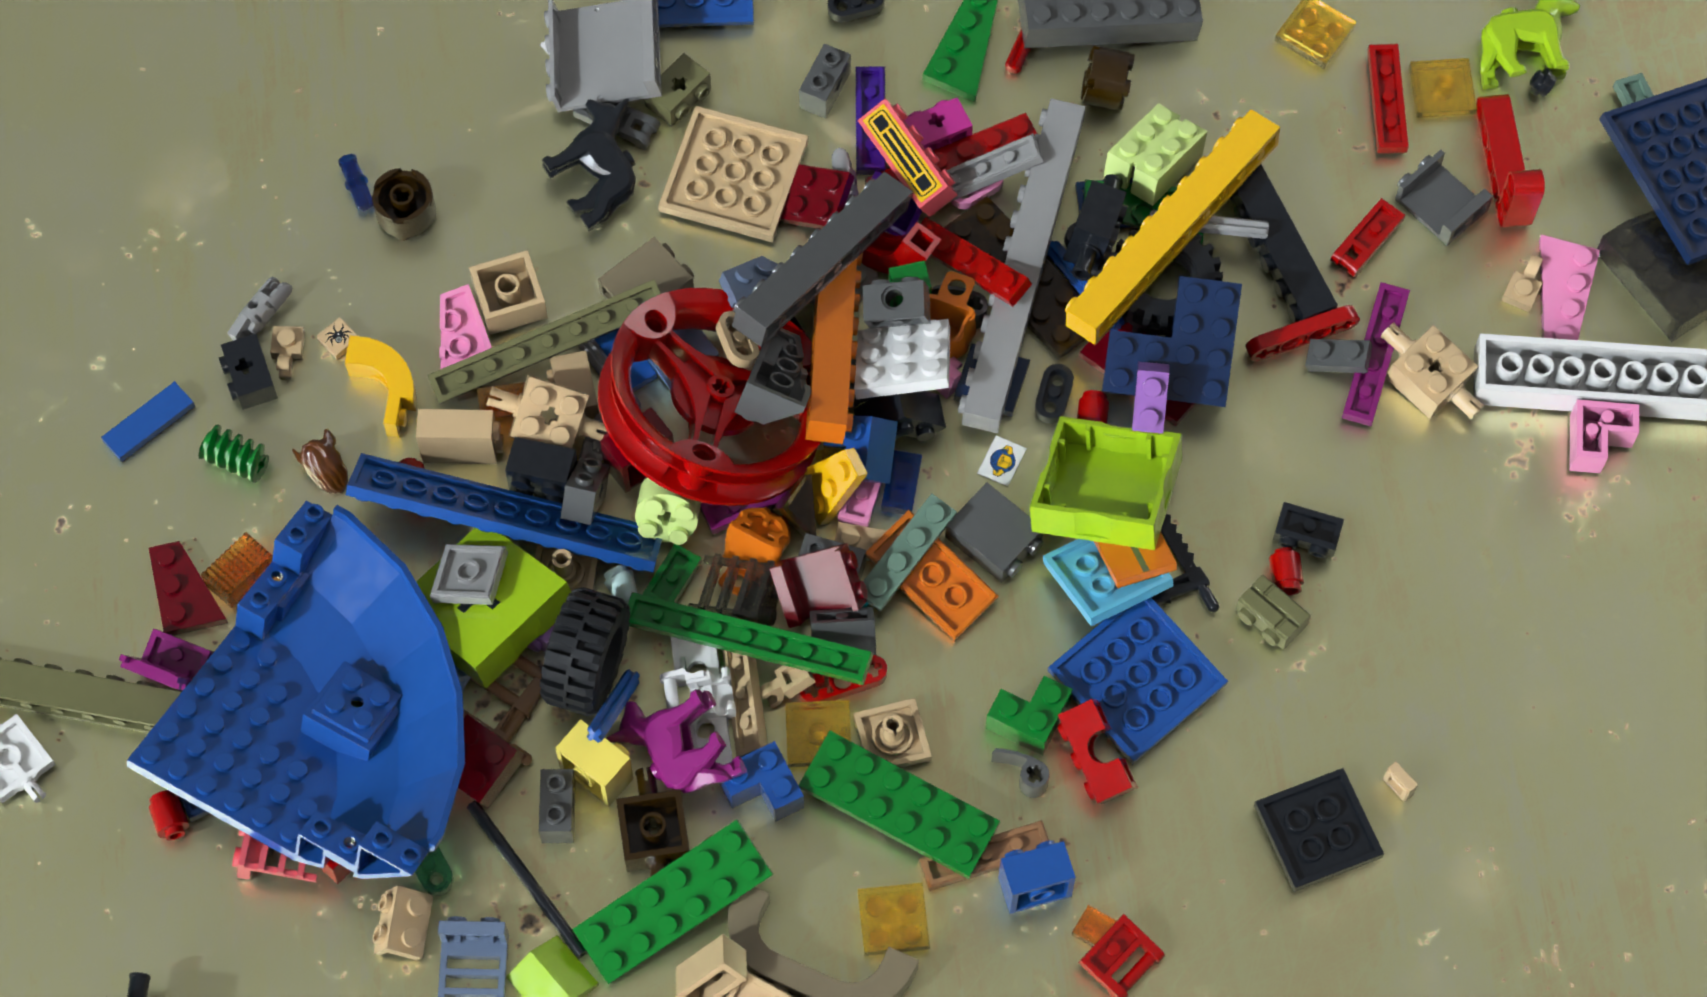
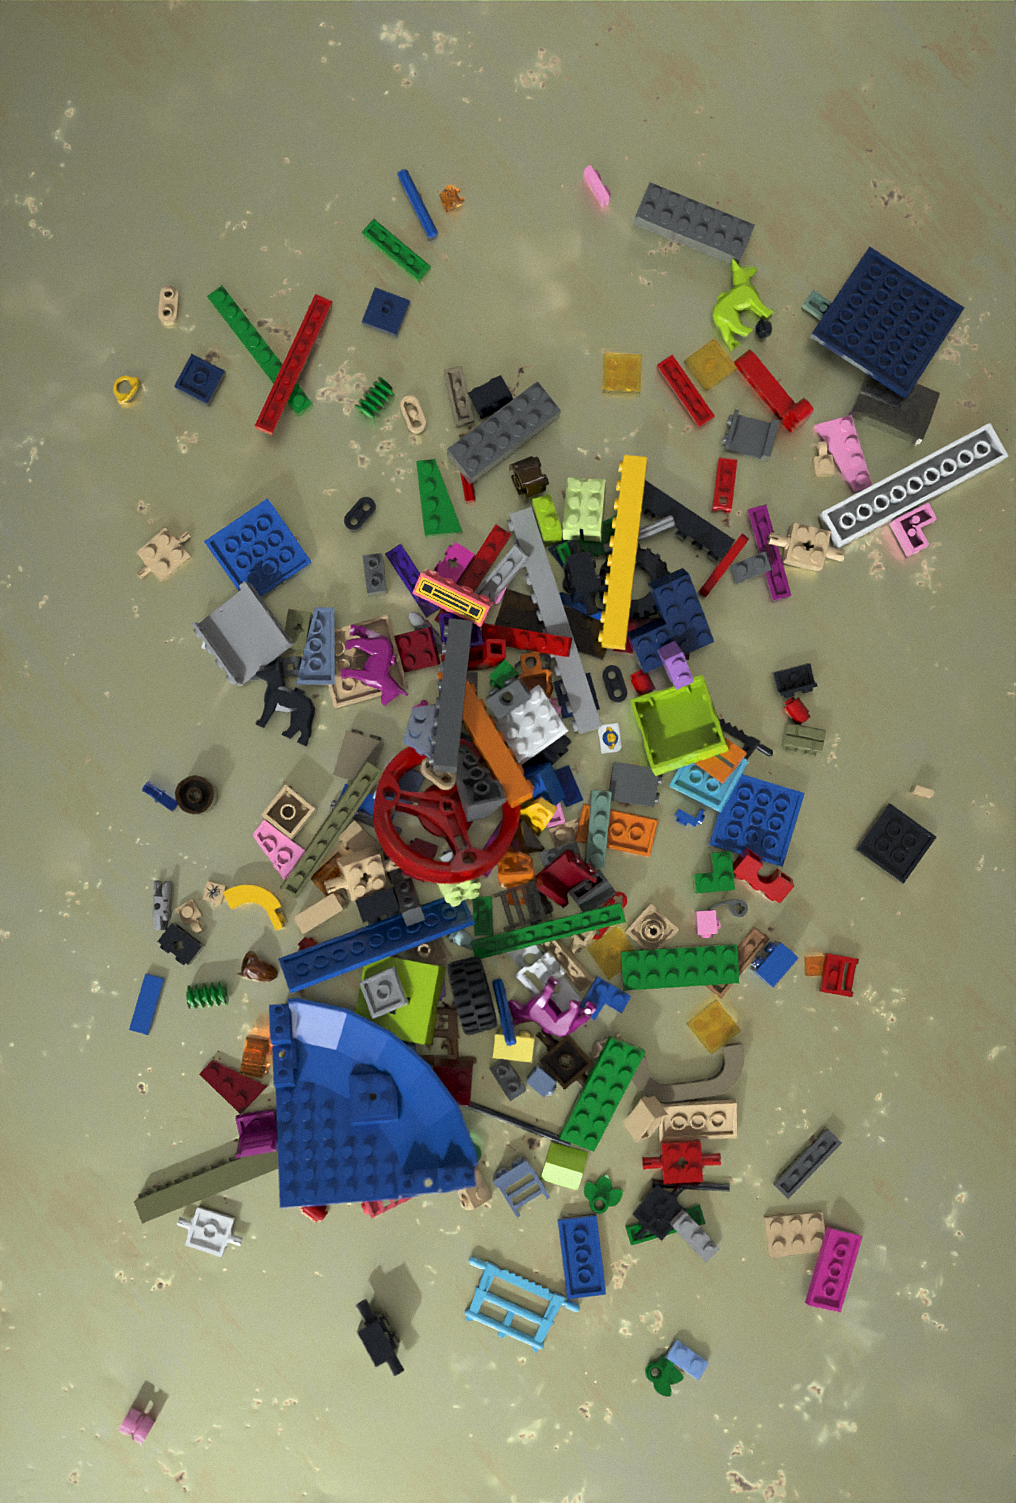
camera: 30 degrees left, 20 degrees up
(601, 832) = (541, 1080): none -> sand blue piece
(688, 122) = (319, 652): none -> sand blue wing
(750, 183) = (378, 665): none -> magenta animal
(976, 771) = (706, 923): none -> bright pink brick
(1038, 618) = (684, 818): none -> blue bracket
(1095, 136) = (547, 520): none -> lime brick

